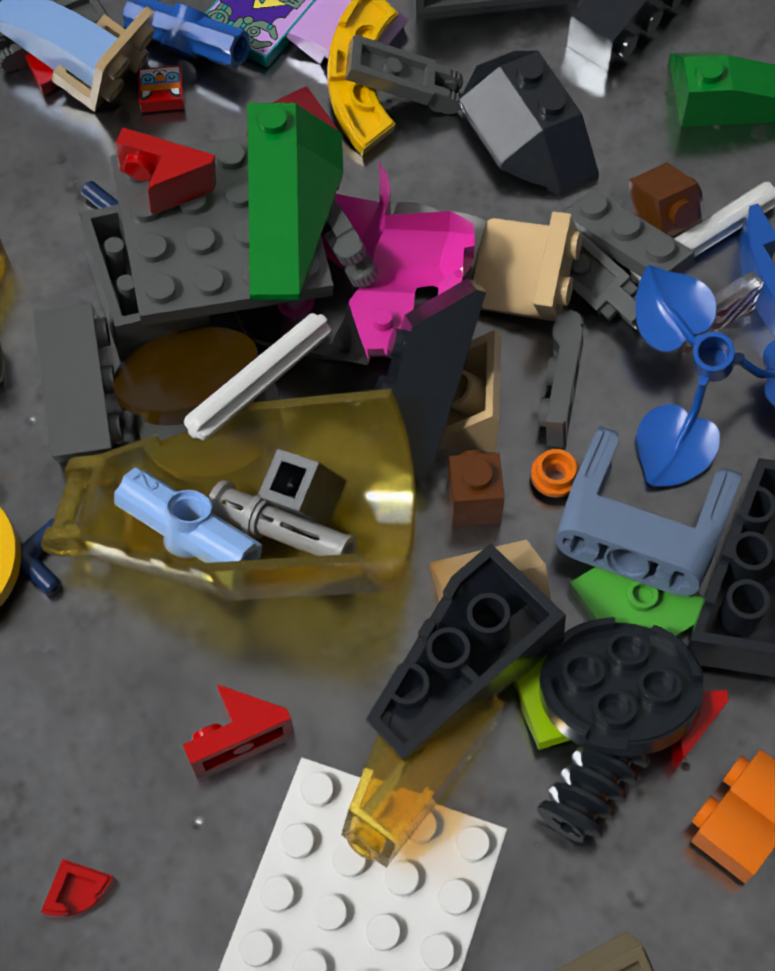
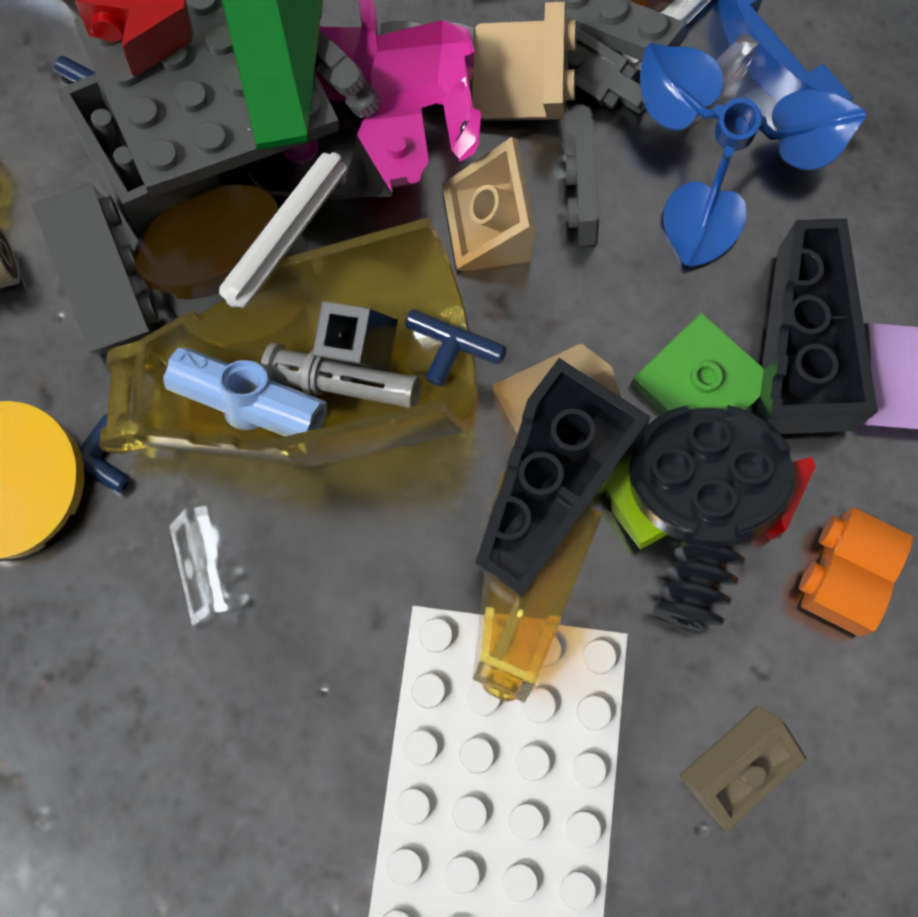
camera: 15 degrees left, 10 degrees up
(76, 890) = (219, 785): red tile -> none
(107, 659) = (196, 550): none -> clear plate
(252, 728) = (357, 584): red slope -> none
(394, 510) = (453, 341): none -> dark blue piece
(428, 366) = (457, 180): black wedge -> none
(475, 488) = (523, 302): reddish brown brick -> none
(558, 461) = (600, 260): orange plate -> none
(635, 540) = (694, 325): sand blue connector -> none

